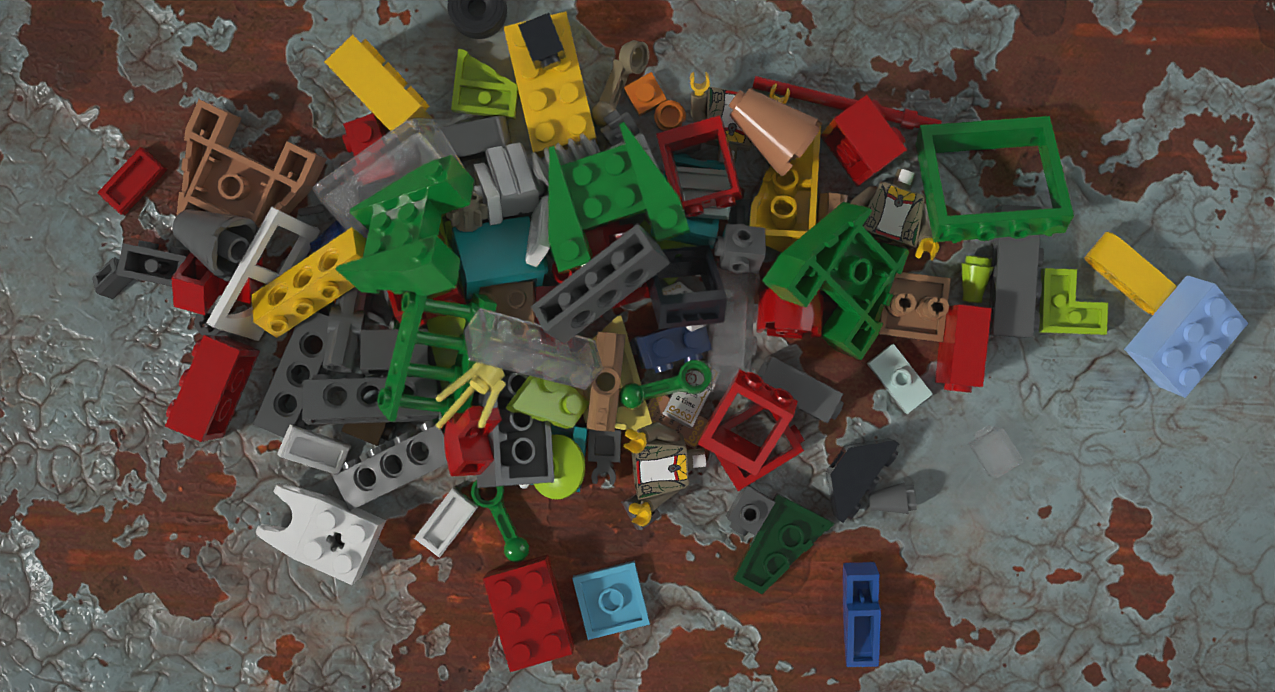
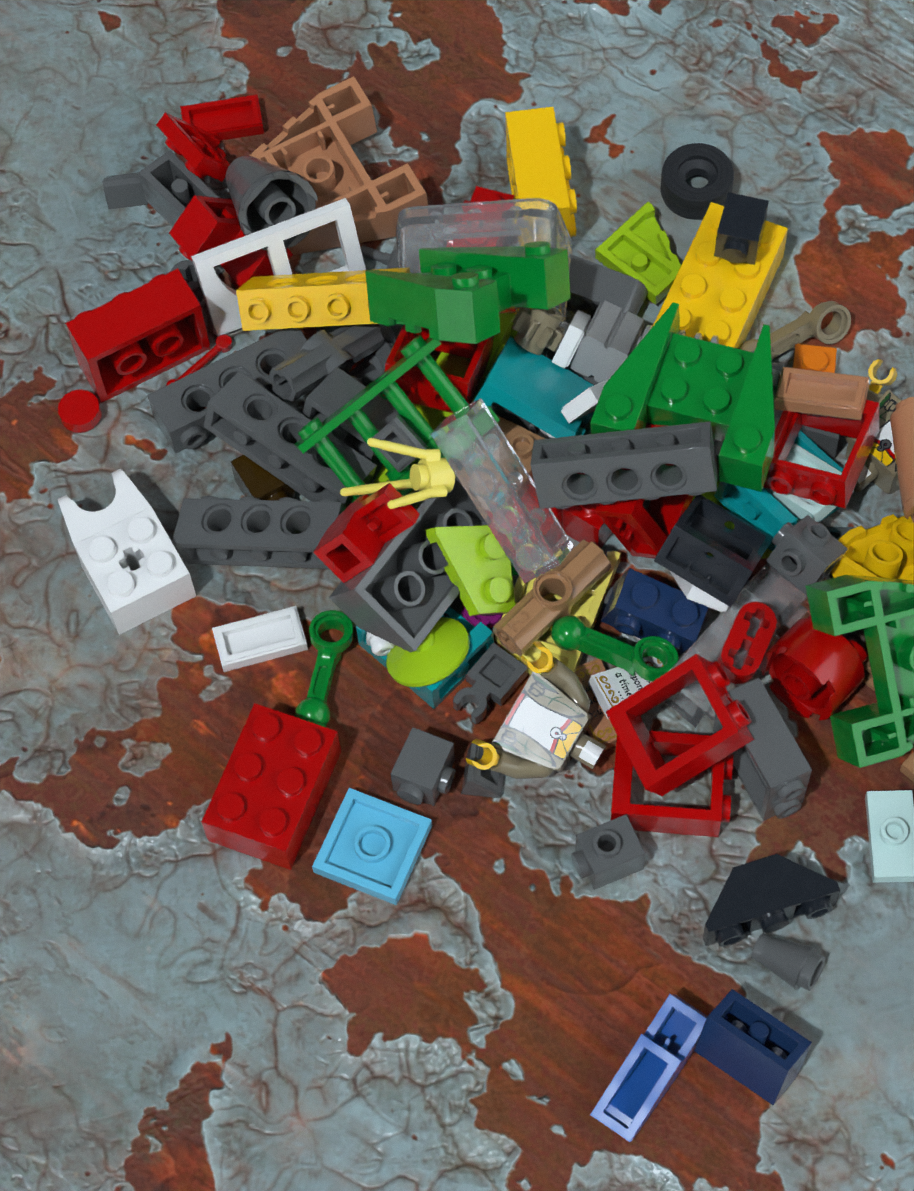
camera: 40 degrees right, 25 degrees down
(137, 226) = (195, 146): none -> red wing
(215, 455) = (79, 411): none -> red tile
(265, 342) = (223, 344): none -> red hinge
(313, 449) = (185, 462): white tile -> none
(447, 365) = (399, 432): none -> dark grey slope
(607, 537) = (423, 768): none -> dark grey brick
(679, 134) = (821, 393): none -> nougat tile
(752, 329) = (754, 646): none -> red beam
(780, 541) = (616, 914): dark green wing -> none
(912, 568) = (752, 1046): none -> dark blue brick

